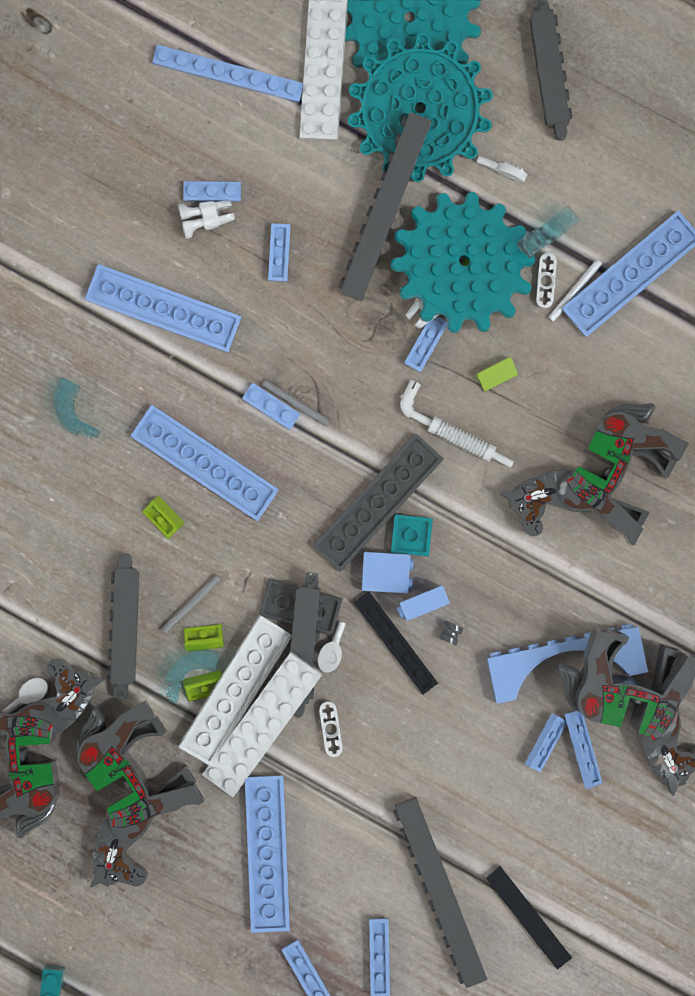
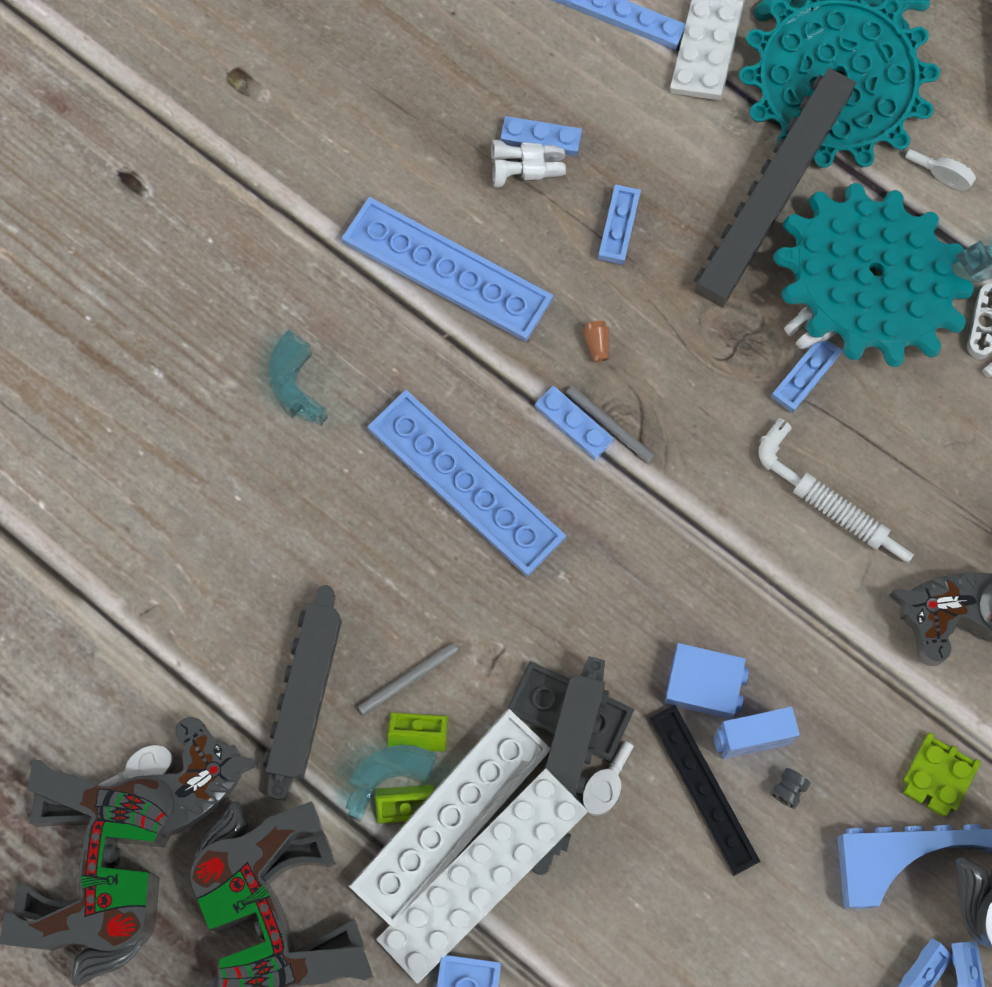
camera: 15 degrees right, 15 degrees down
(163, 517) = (391, 548): lime slope -> none
(277, 343) = (597, 340): none -> nougat cone
(328, 743) = (593, 881): white beam -> none
(378, 502) = (706, 580): dark grey plate -> none
(411, 535) = (751, 634): teal plate -> none
(497, 374) = (902, 431): lime slope -> none
(547, 607) = (939, 776): none -> lime plate

